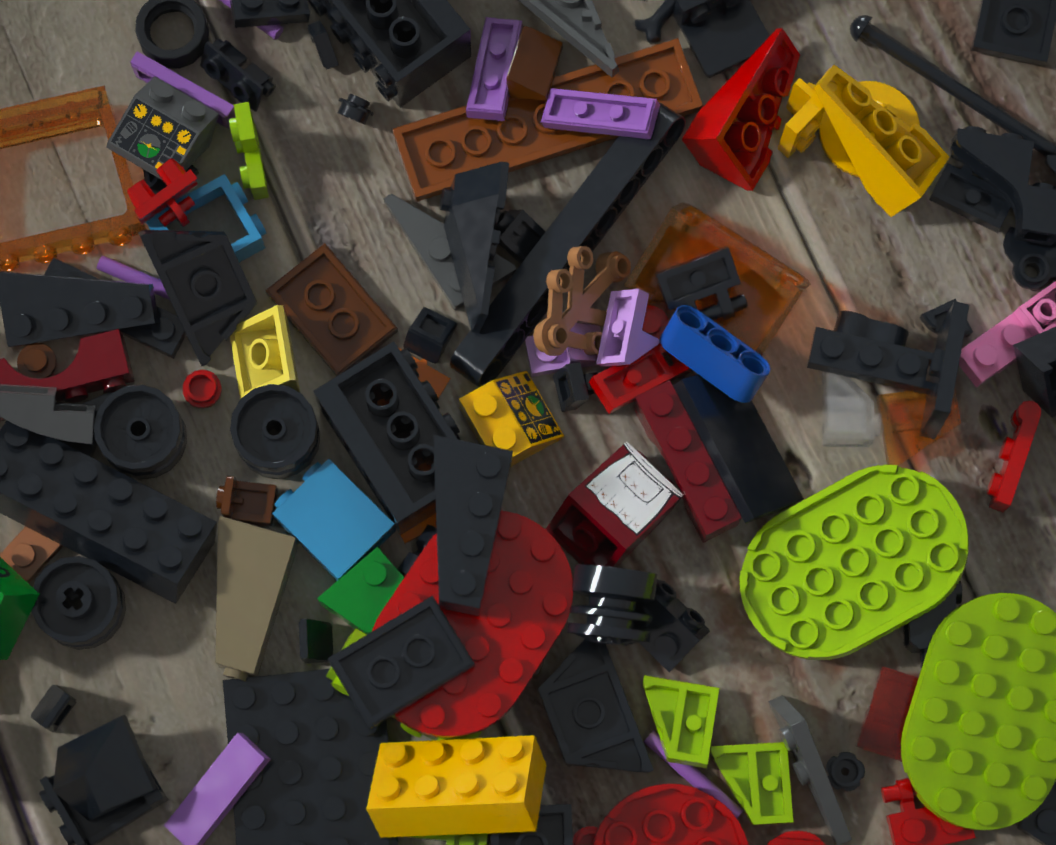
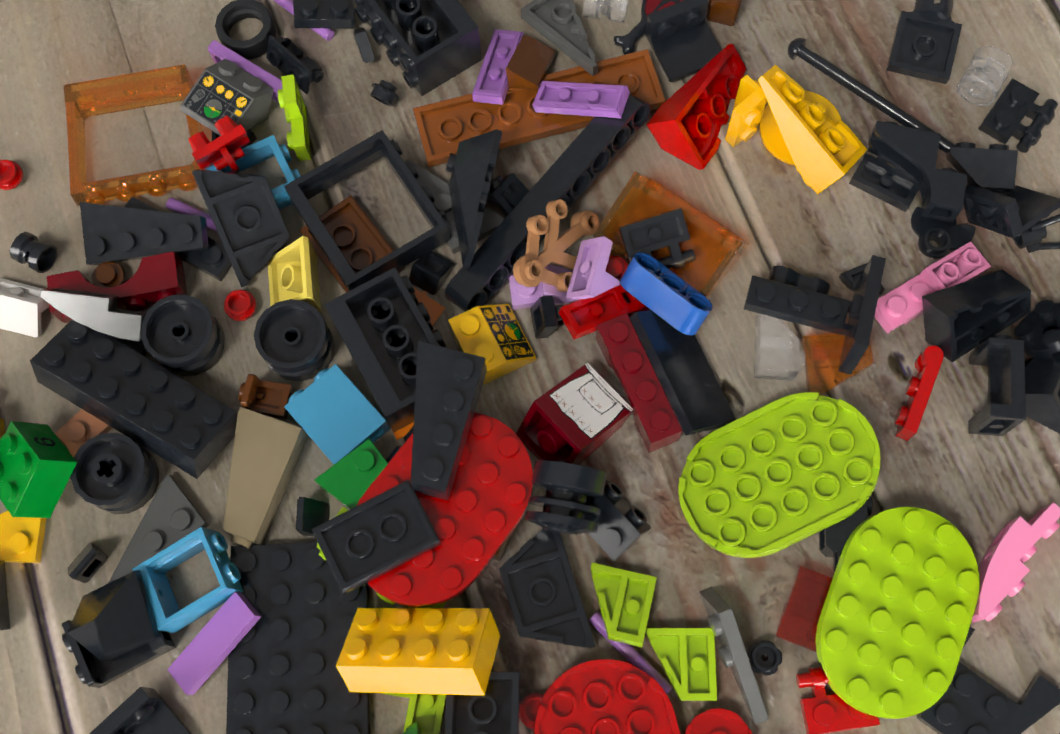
camera: 10 degrees right, 5 degrees down
(139, 666) = (164, 523): none -> dark grey wing
(152, 748) = (159, 592): none -> dark azure window
(394, 218) = (342, 167): none -> black window

